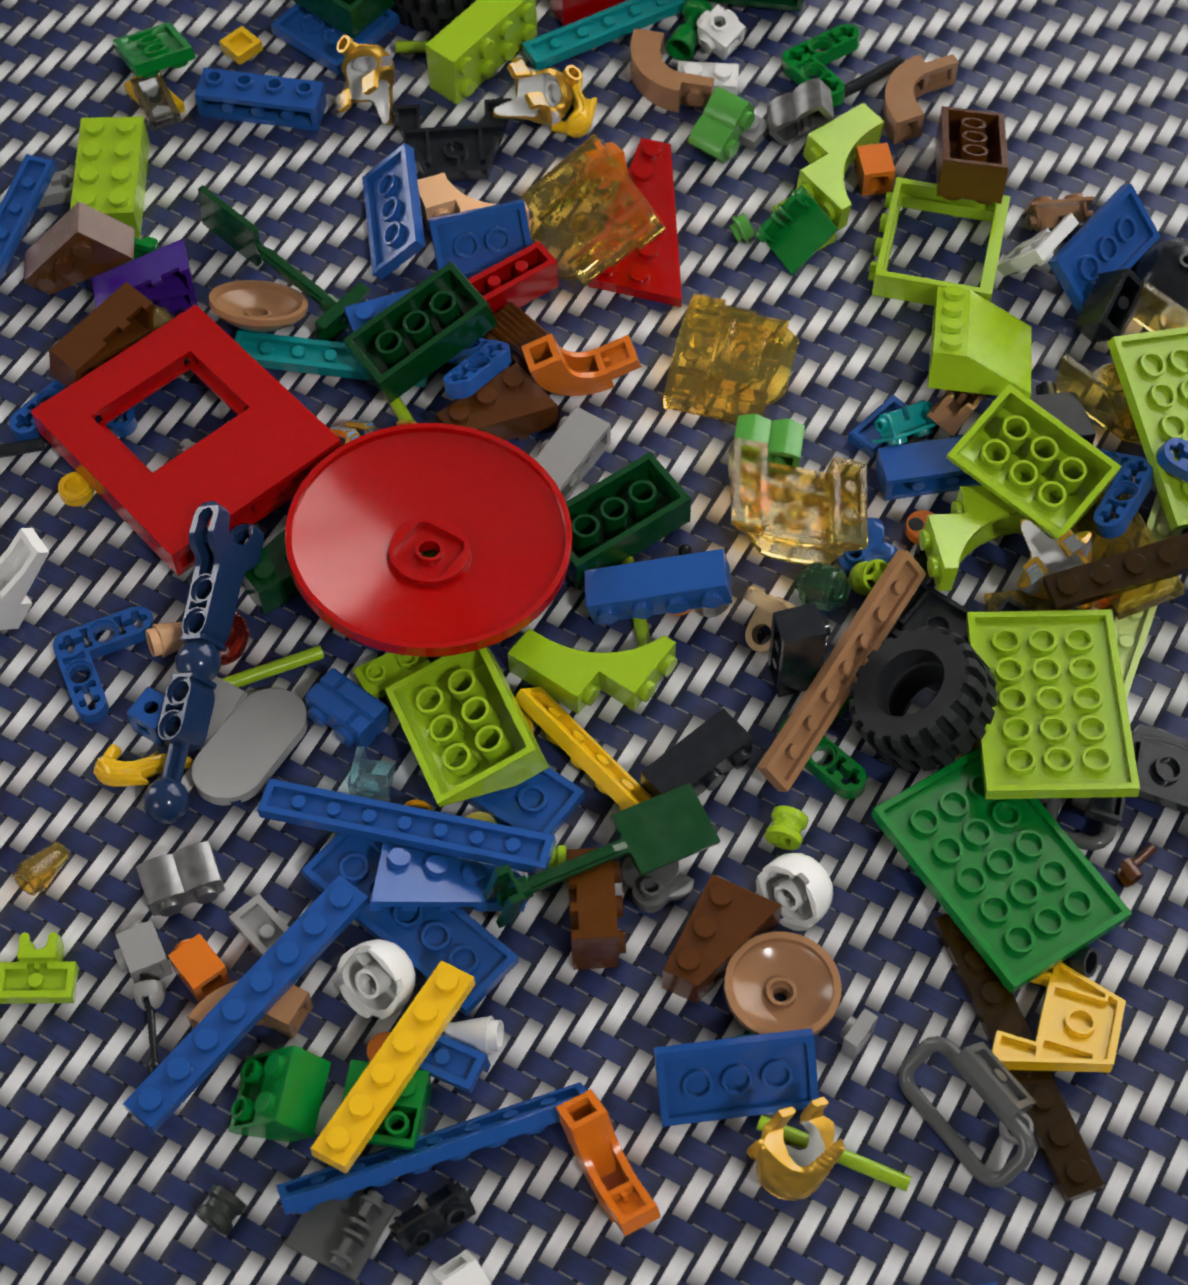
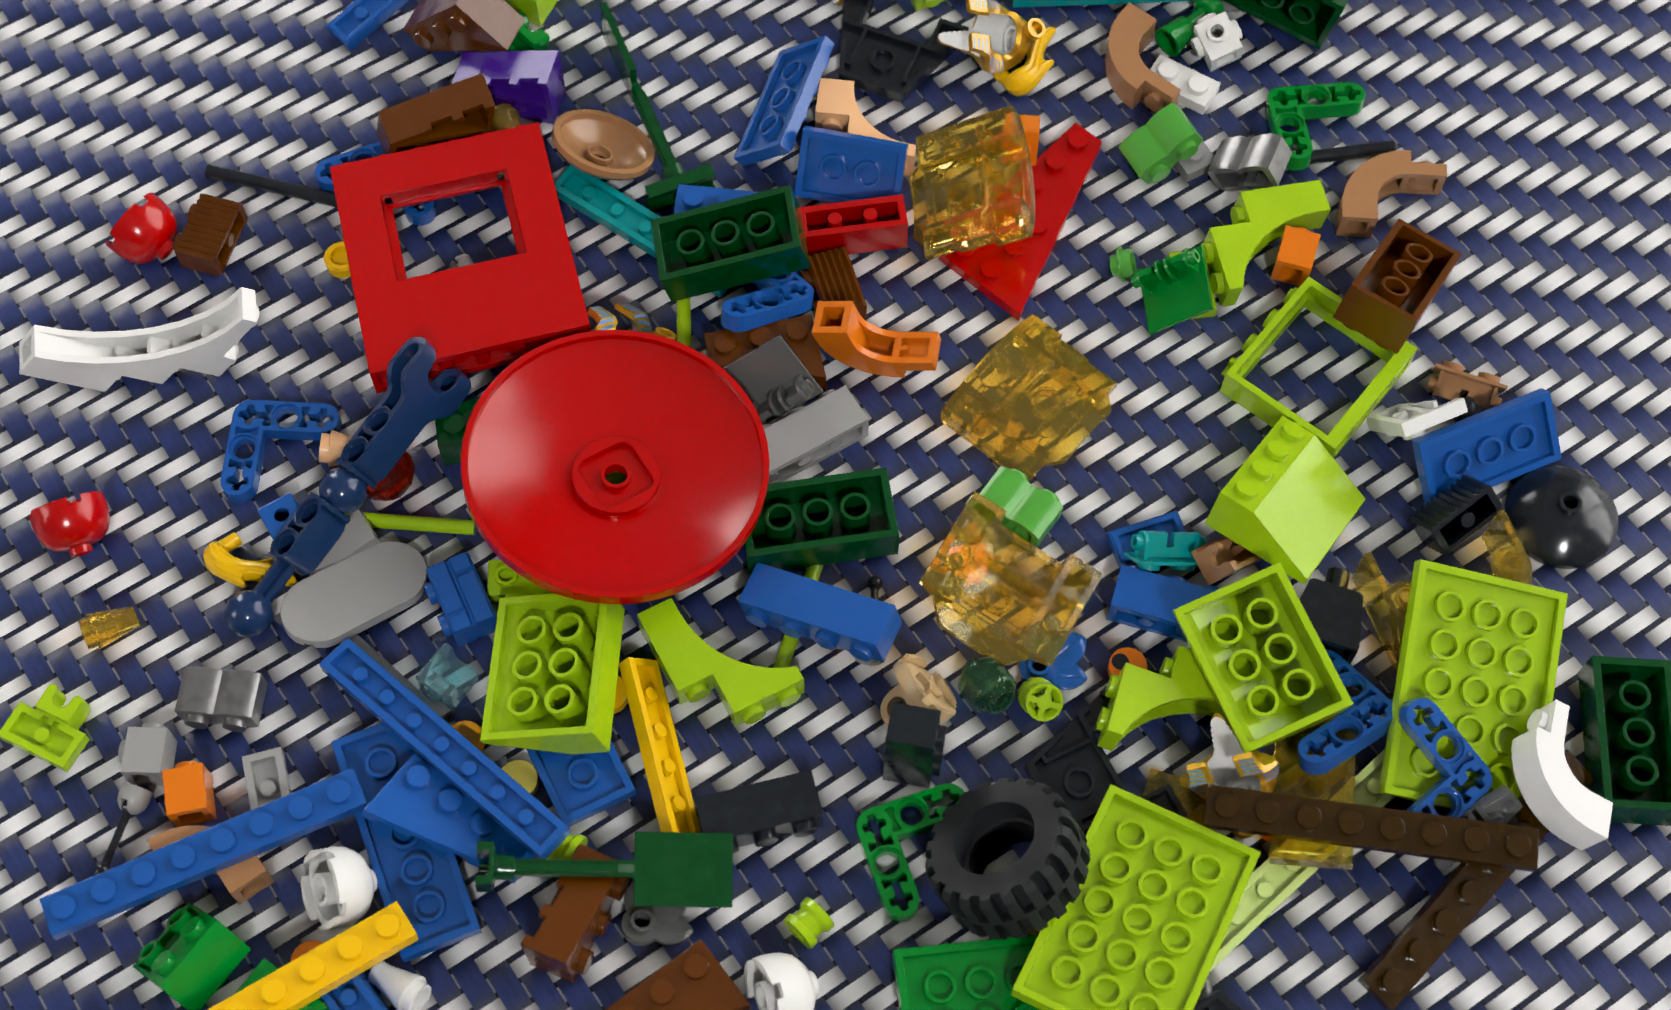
camera: 25 degrees right, 5 degrees up
(518, 419) = (773, 379): none -> dark grey hinge
(834, 680) = (930, 796): medium nougat plate -> none

